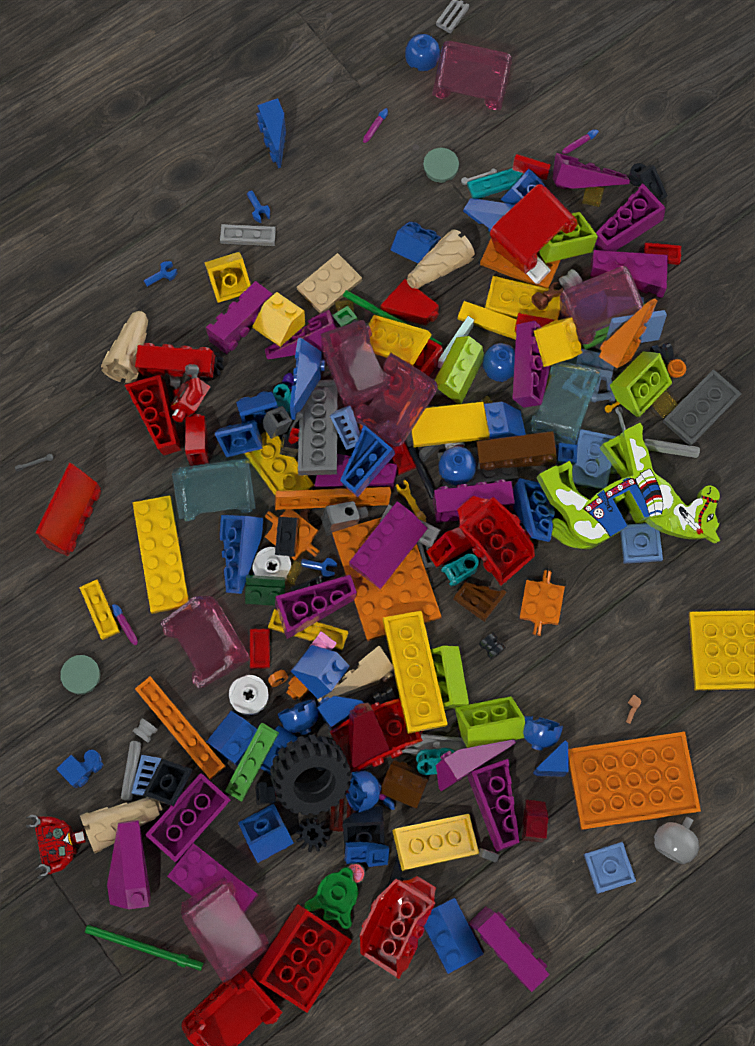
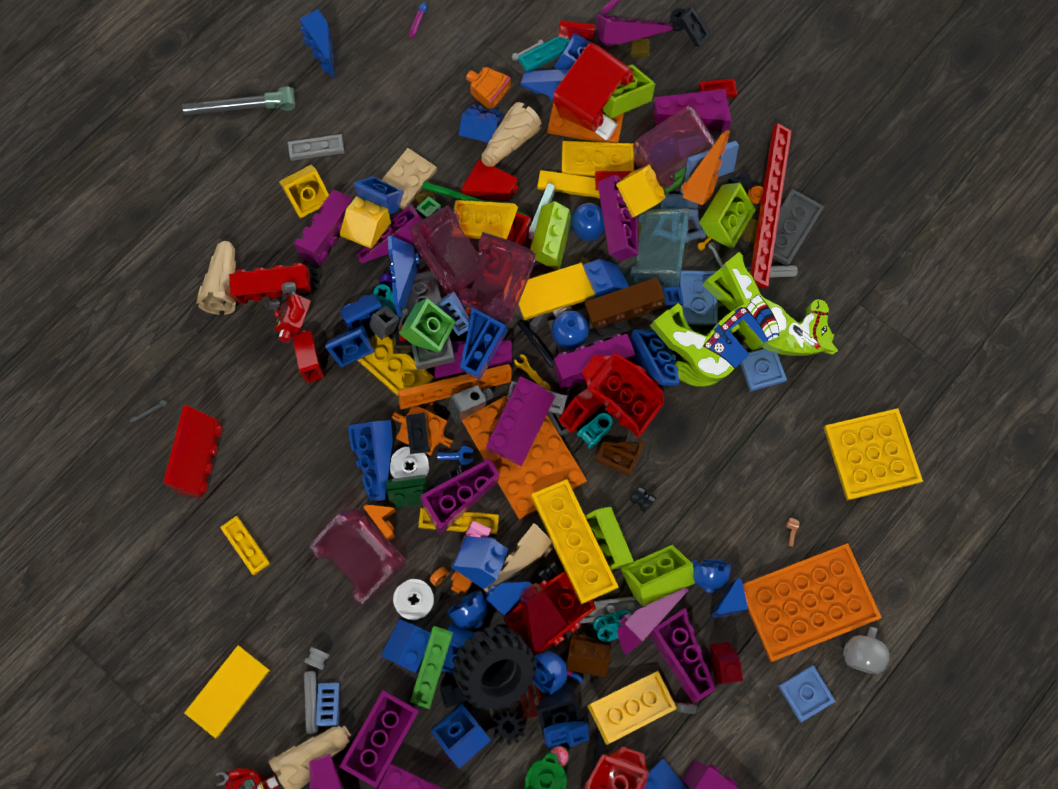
camera: 15 degrees left, 0 degrees up
(54, 743) = (227, 692): none -> yellow tile
(76, 772) = (255, 716): blue brick -> none
(80, 674) = (239, 615): sand green tile -> none
(124, 624) = (264, 544): magenta piece -> none
(154, 404) = (258, 332): red wedge -> none
(160, 554) = (295, 477): yellow plate -> none
(162, 274) = (239, 200): blue bar -> none
(167, 782) = (351, 707): black slope -> none
(180, 728) = (351, 647): orange plate -> none
(213, 488) = (334, 400): clear light blue windscreen -> none
(224, 180) = (282, 99): none -> dark grey piece
(233, 607) = (378, 515): none -> orange slope
(258, 208) = (321, 120): blue bar -> none
(259, 648) = (414, 550): red tile -> none
(294, 572) = (432, 467): clear yellow tile -> none
(300, 293) = (379, 193): none -> blue slope
(317, 434) = (427, 326): none -> bright green slope
(402, 458) = (515, 334): red tile -> none
(431, 206) = (488, 86): none -> orange torso
(441, 165) = (489, 45): sand green tile -> none
(541, 300) = (615, 154): copper piece -> none
(542, 602) = (681, 446): orange plate -> none
(570, 279) = (638, 129): light grey wheel -> none
(631, 220) = (682, 63): magenta wedge -> none
(686, 382) = (770, 206): none -> red plate

